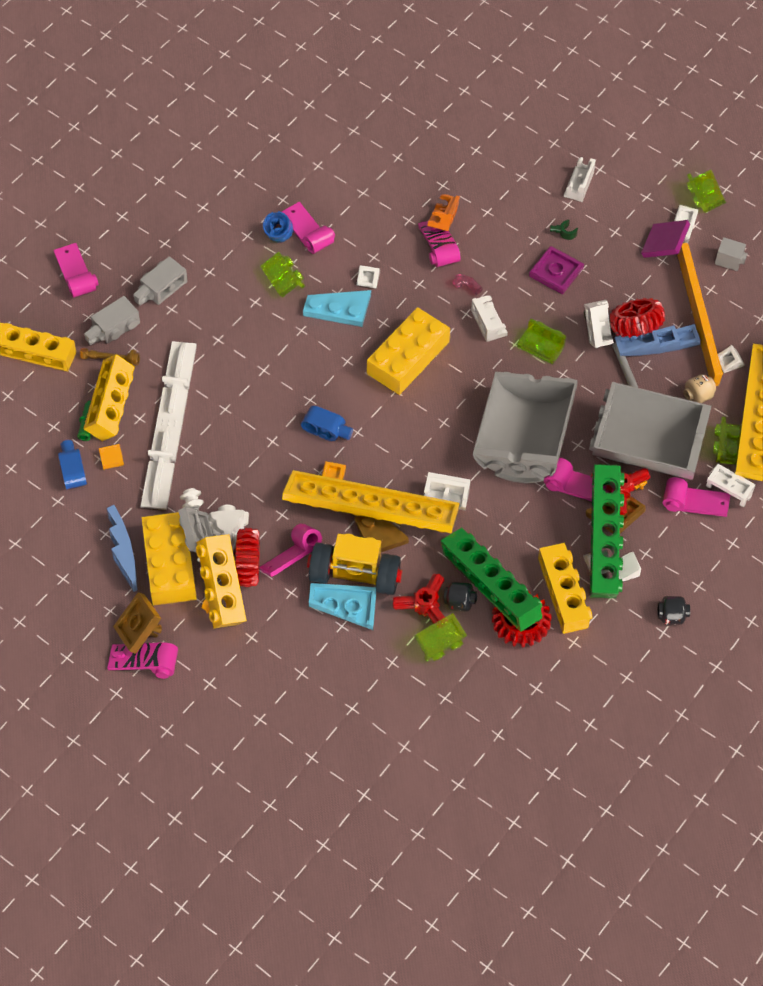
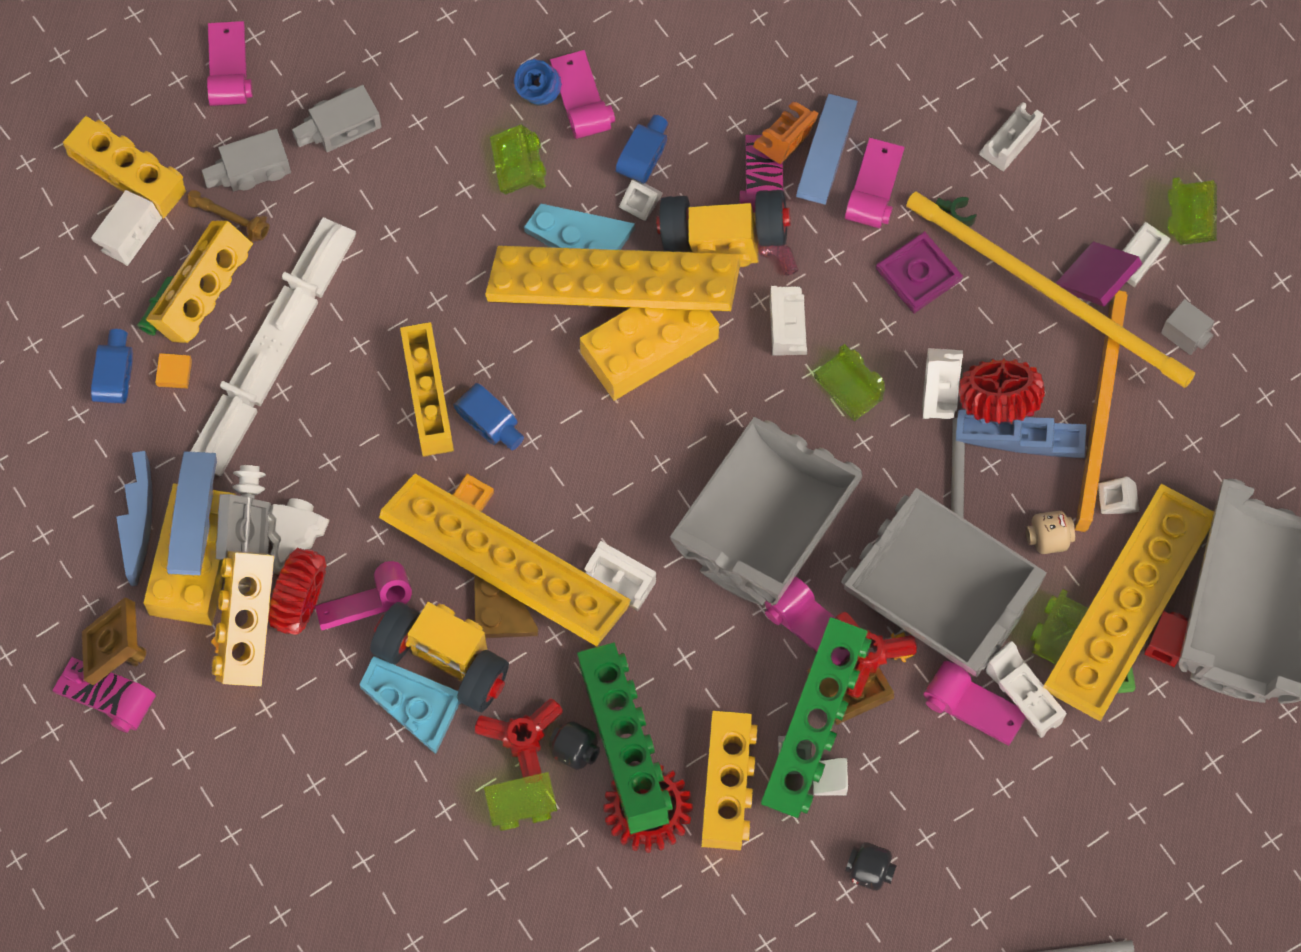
camera: 20 degrees right, 10 degrees up
(47, 381) = (127, 227): none -> white hinge
(164, 527) = (191, 513): none -> medium blue slope
(281, 418) = (426, 389): none -> yellow brick
(359, 247) = (643, 150): none -> blue piece
(373, 320) = (614, 278): none -> yellow plate
(430, 276) = (724, 227): none -> brick
(472, 216) = (826, 149): none -> medium blue slope
(509, 228) = (875, 184): none -> dark pink door
(703, 471) = (1004, 662): none -> white slope
(730, 273) = (1167, 365): none -> yellow piece

